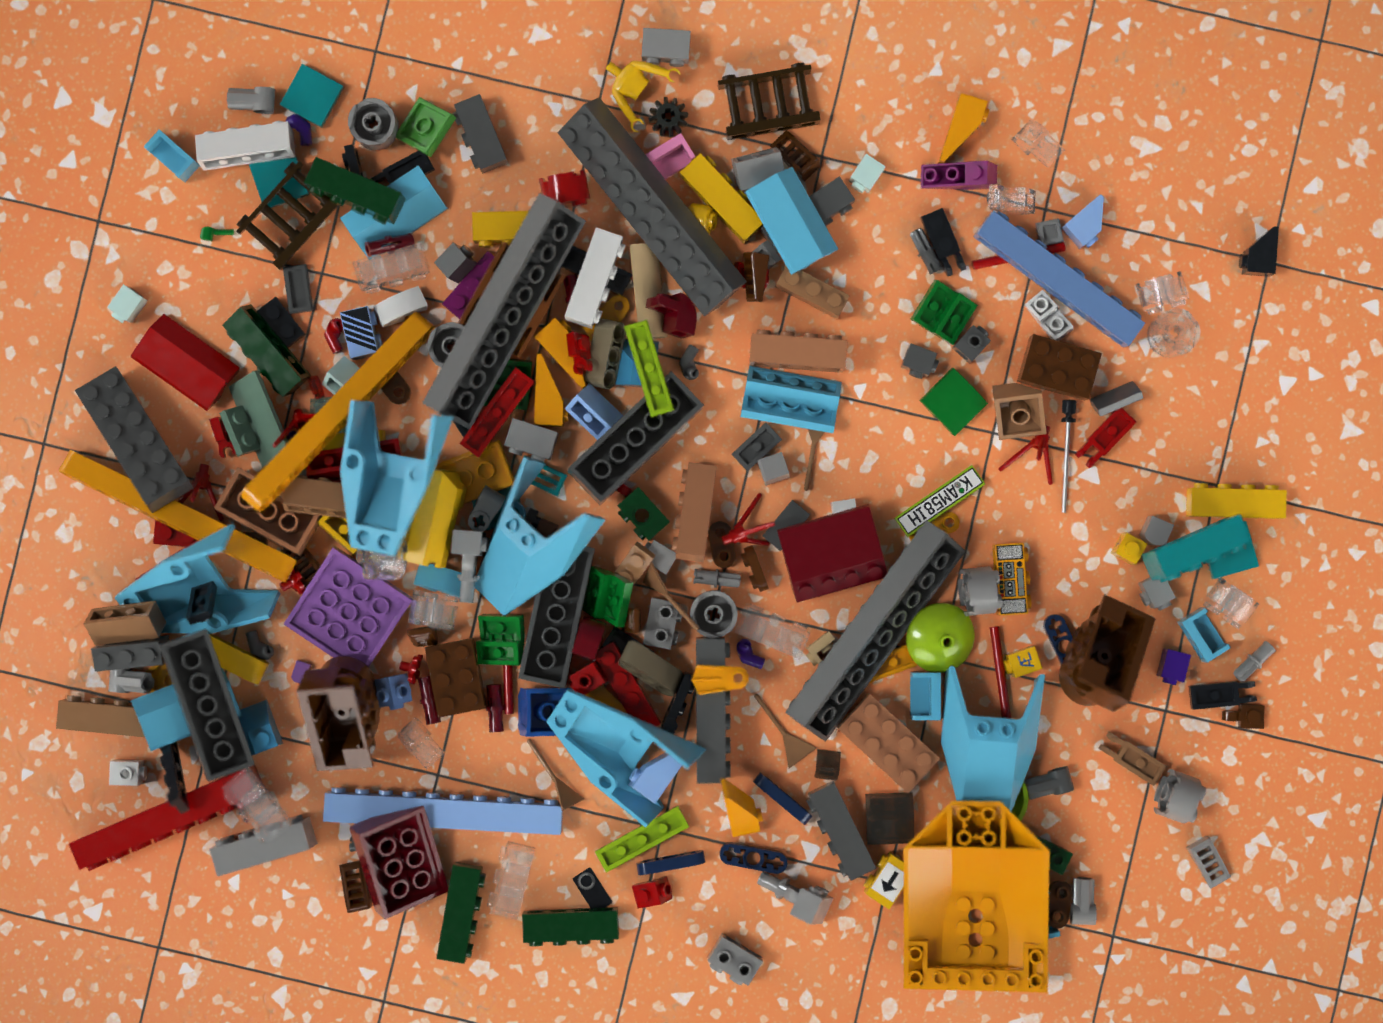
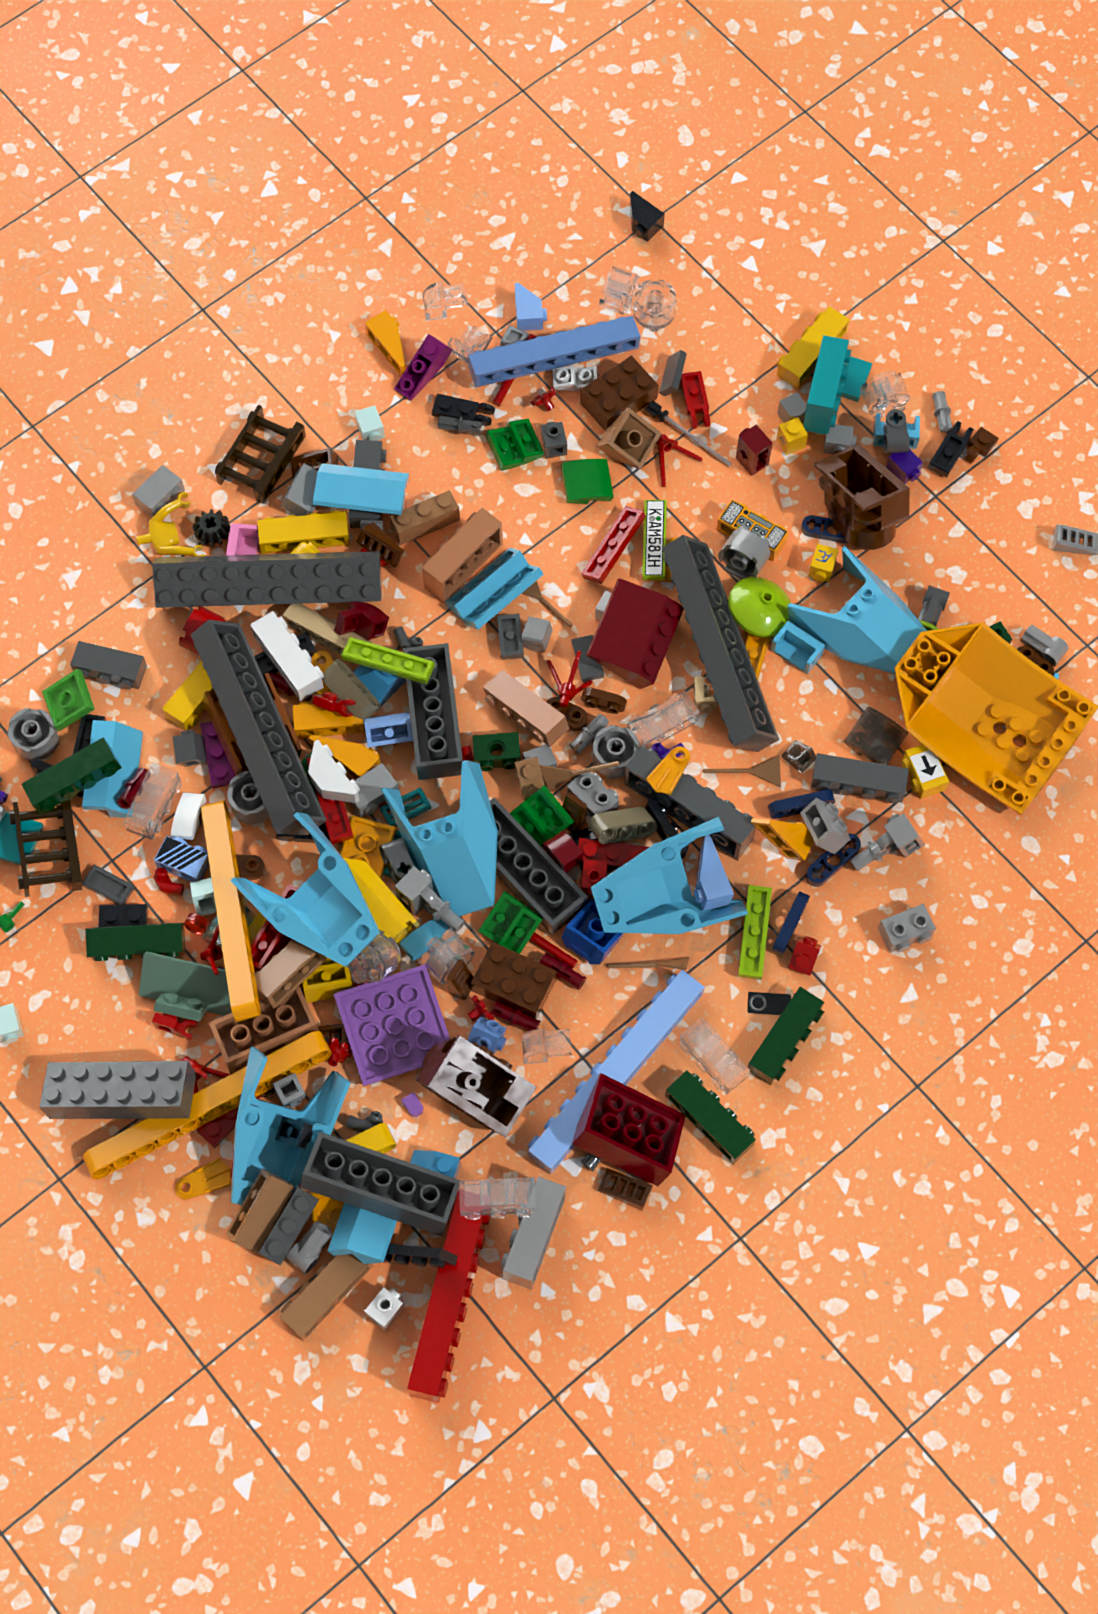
camera: 55 degrees left, 20 degrees down
(125, 556) = (205, 1180): none -> light orange piece
(184, 362) = (90, 1012): red slope -> none
(234, 571) = (289, 1091): none -> light grey brick
(509, 401) = (330, 776): none -> white slope
(772, 835) = (825, 825): none -> light grey brick
(888, 742) = (814, 697): nougat brick -> none
(907, 470) = (613, 545): none -> plate
(919, 361) = (537, 482): dark grey brick -> none
(1000, 672) = (819, 586): red bar -> none
(1006, 305) = (545, 399): none -> red plant
(1087, 526) = (753, 449): none -> dark red brick
(1135, 760) = (956, 538): medium nougat hinge -> none
(1179, 796) = (1009, 523): light grey brick -> none
(1188, 646) = (895, 435): none -> dark grey piece

